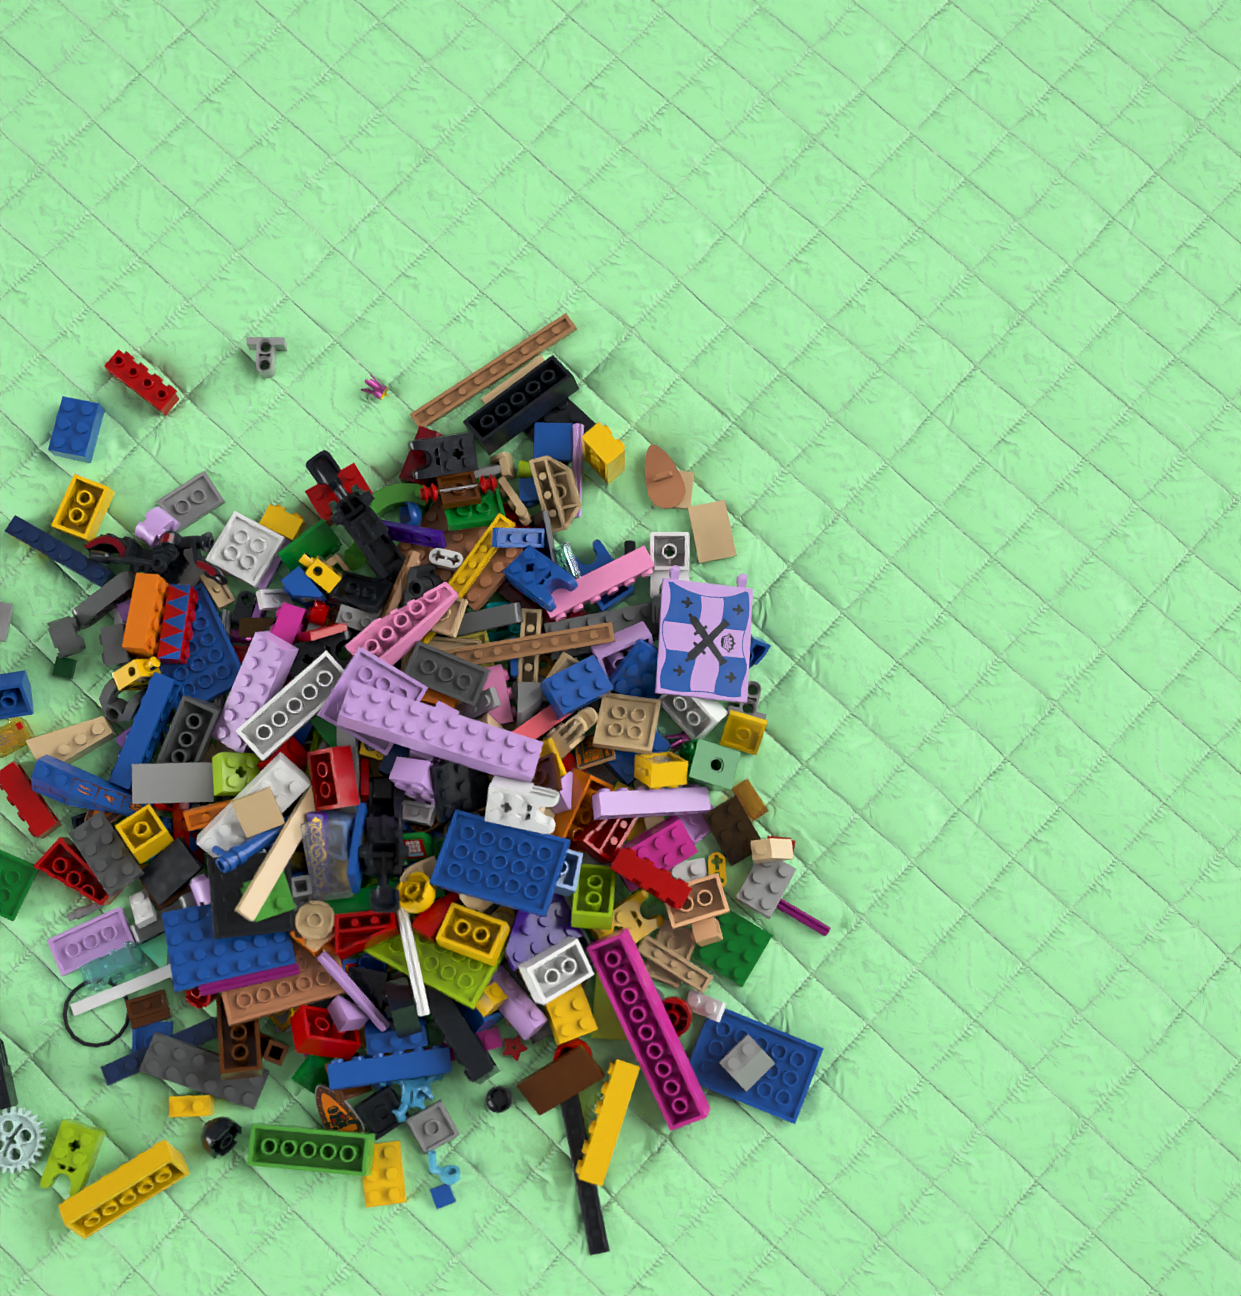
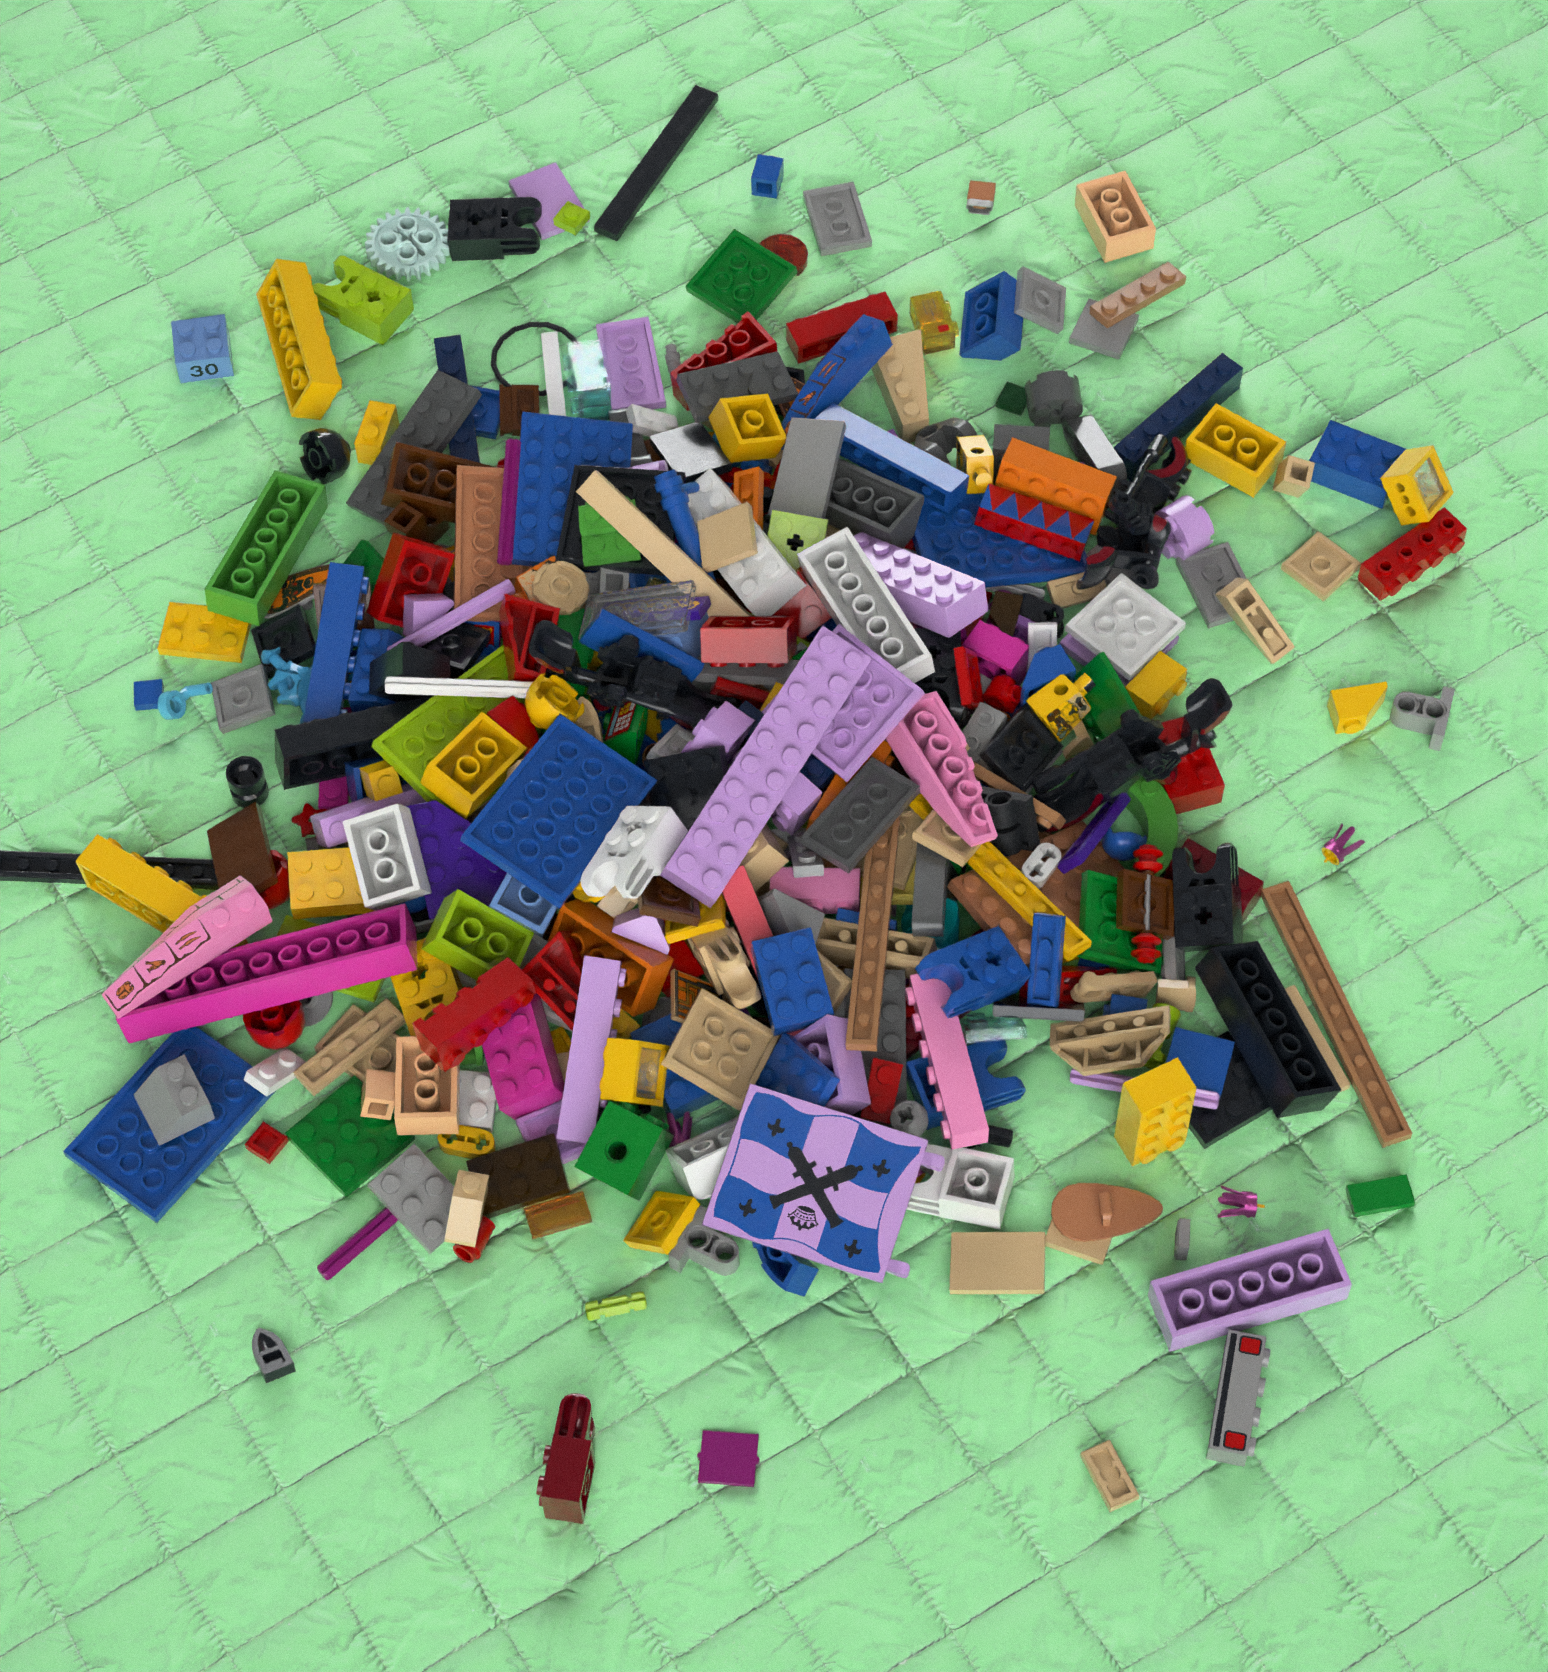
camera: 105 degrees right, 20 degrees down
(92, 384) = (1417, 485): none -> yellow piece
(97, 466) = (1293, 476): none -> tan brick
(142, 1262) = (202, 348): none -> medium blue brick
(161, 439) = (1320, 566): none -> tan tile
(218, 470) = (1255, 619): none -> tan slope
(271, 397) = (1355, 706): none -> yellow slope
(608, 326) = (1380, 1195): none -> green tile
(624, 619) = (883, 1089): none -> red plate
(636, 402) = (1244, 1200): none -> flat silver piece
(643, 1086) = (189, 943): none -> bright pink wedge
(644, 606) = (909, 1110): none -> light grey piece
(668, 429) = (1182, 1239): none -> light grey tile
(693, 384) = (1249, 1290): none -> lavender brick
(750, 997) = (266, 1142): none -> red tile
(759, 380) = (1236, 1398): none -> light grey brick
(799, 748) = (615, 1305): none -> lime axle
(824, 440) = (1109, 1475): none -> tan plate
(873, 657) = (728, 1458): none -> magenta piece
(889, 945) = (271, 1355): none -> plate
(909, 742) = (569, 1462): none -> dark red brick

